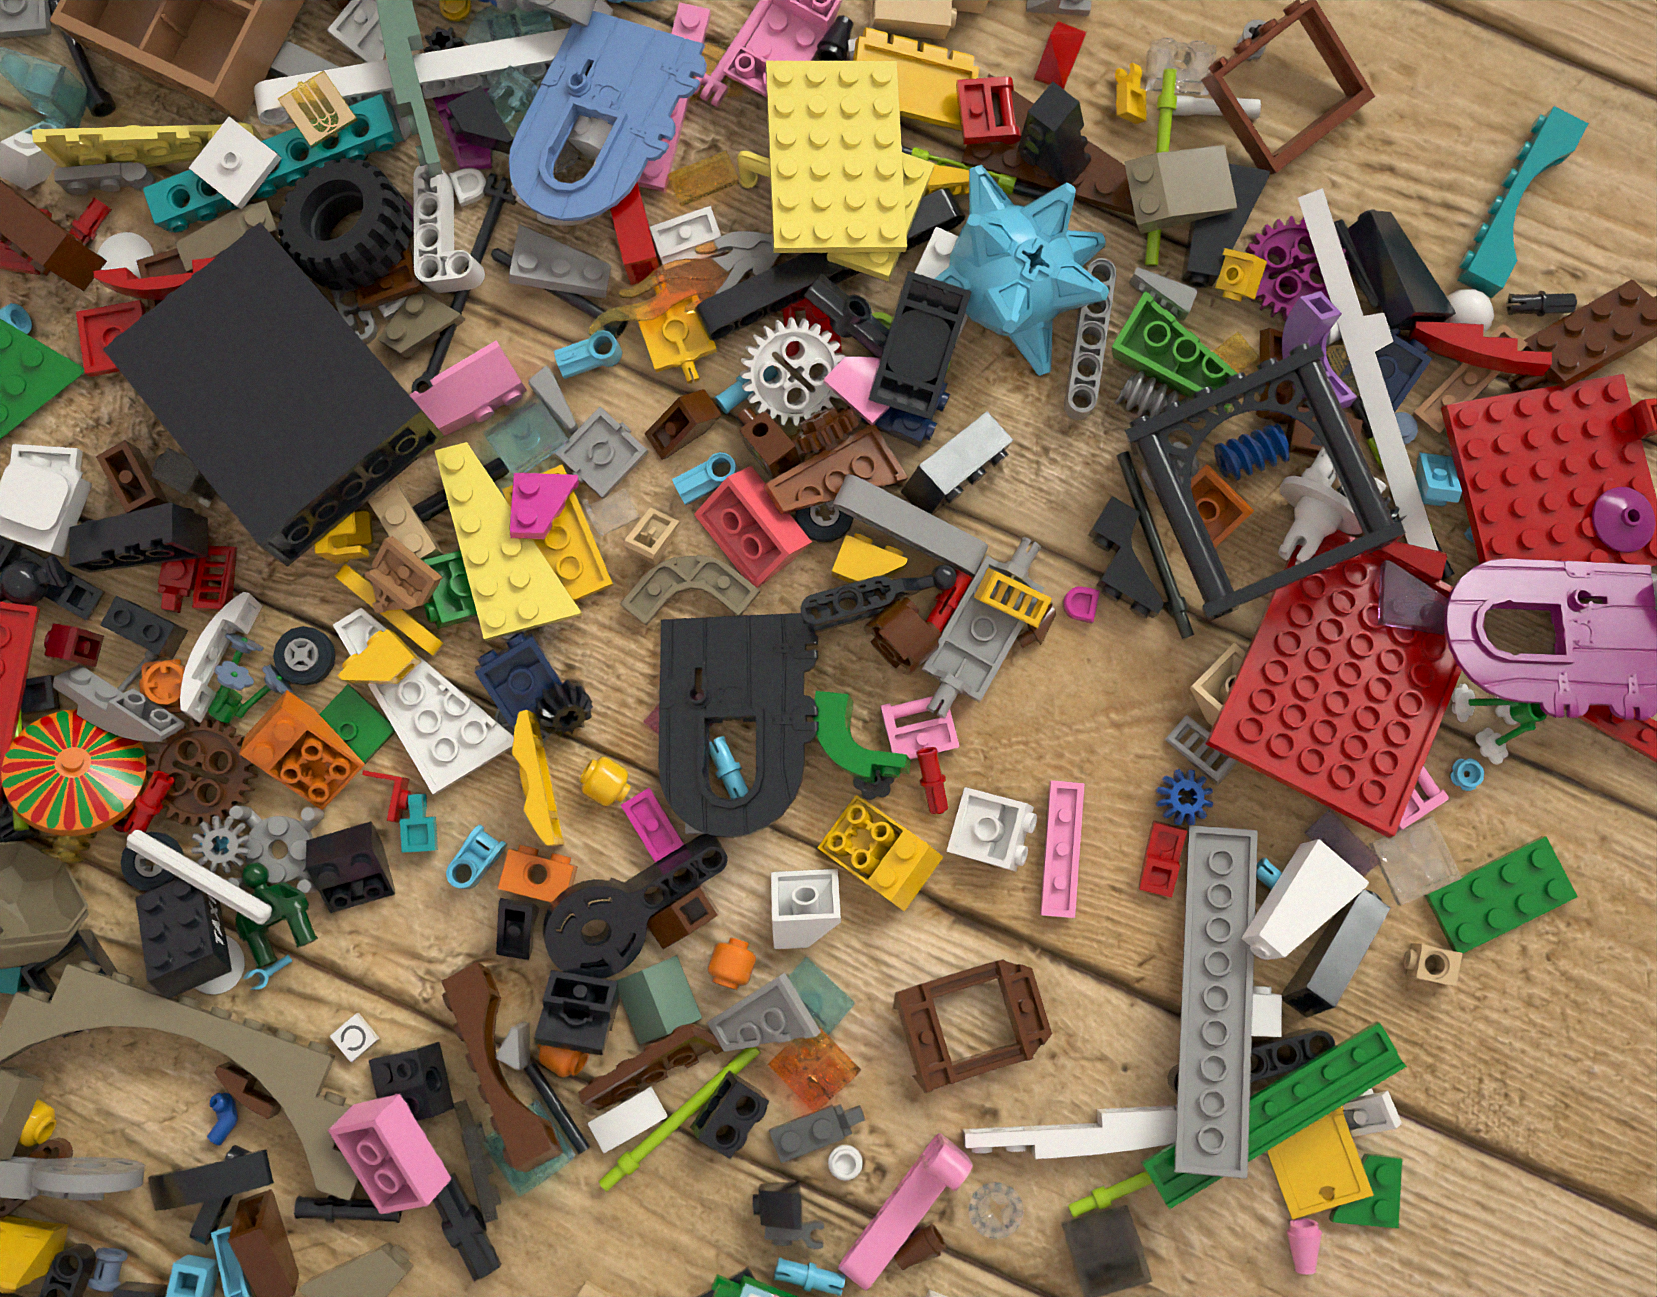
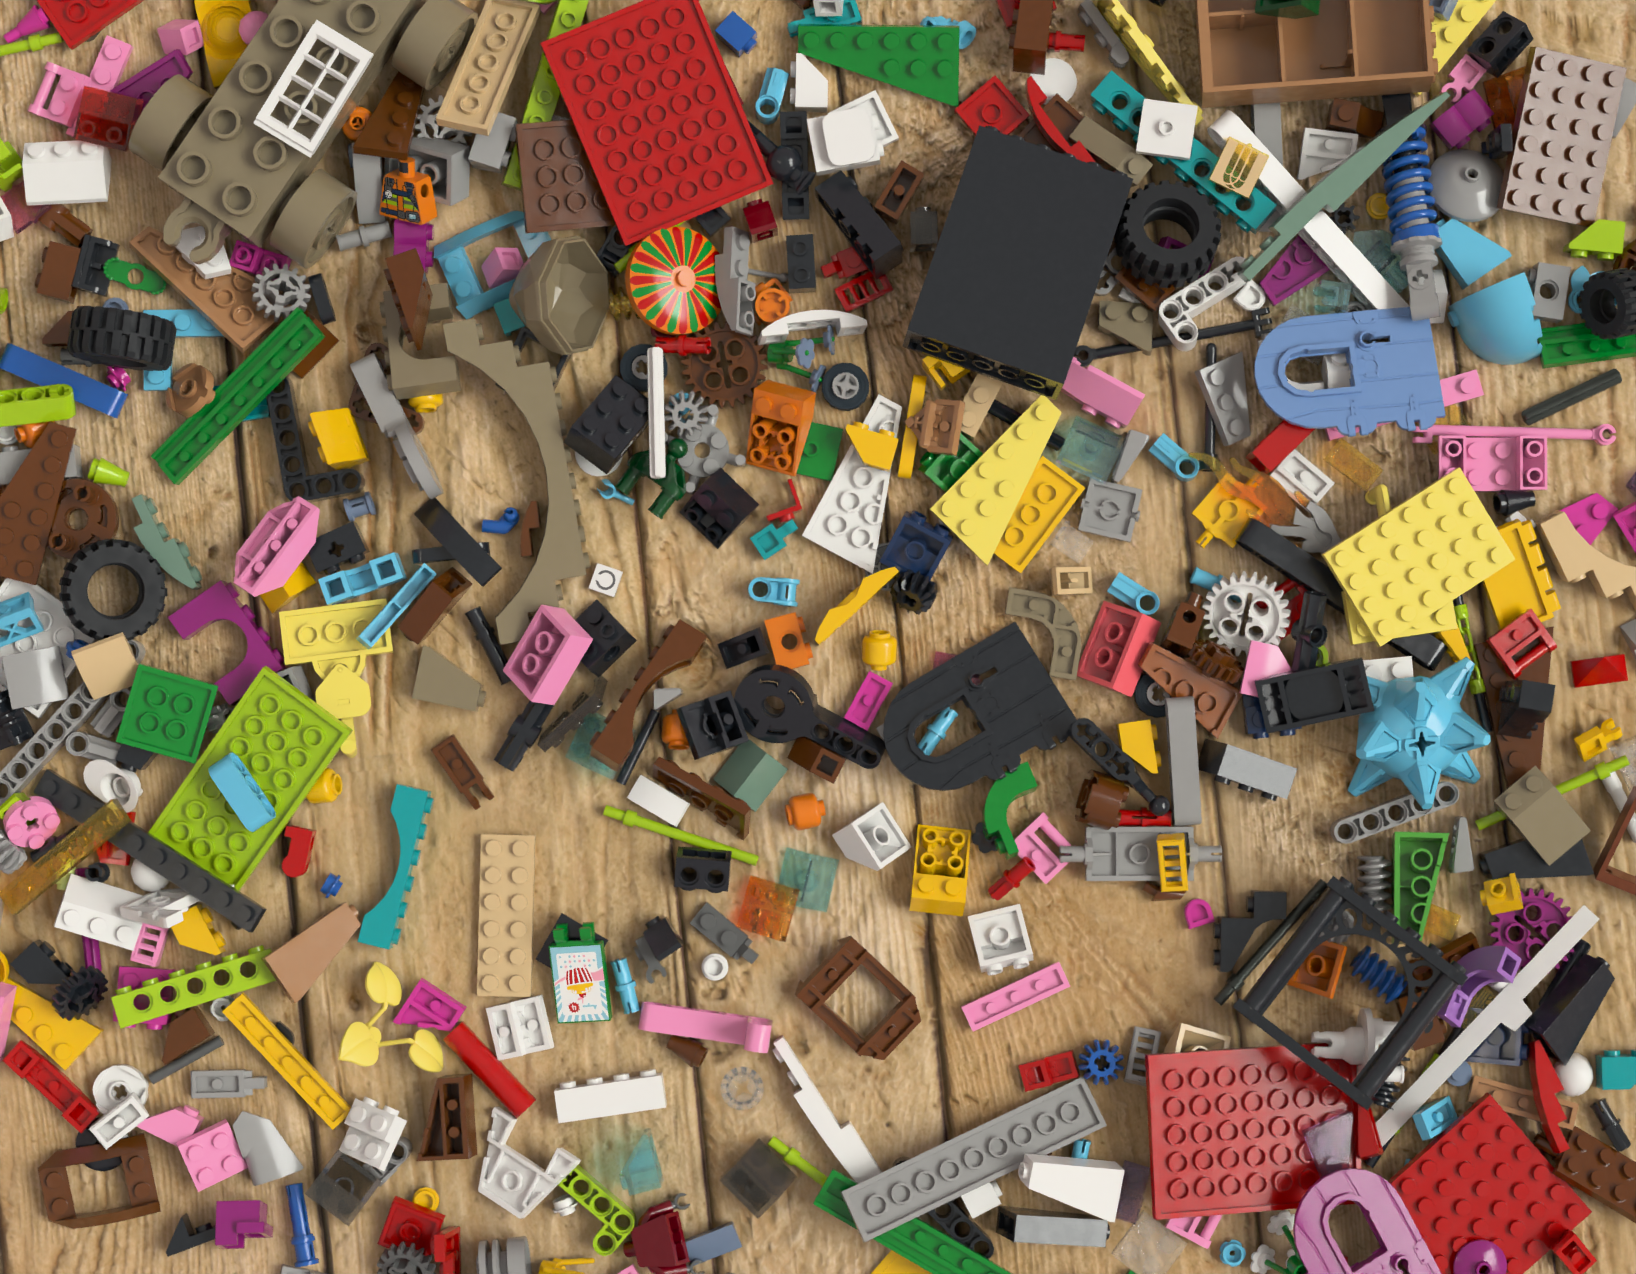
camera: 65 degrees right, 5 degrees up
(479, 121) = (1299, 282): black slope -> none
(537, 502) = (1048, 489): dark pink wing -> none
(682, 423) = (1164, 555): reddish brown slope -> none
(764, 1017) = (782, 855): light grey wing -> none

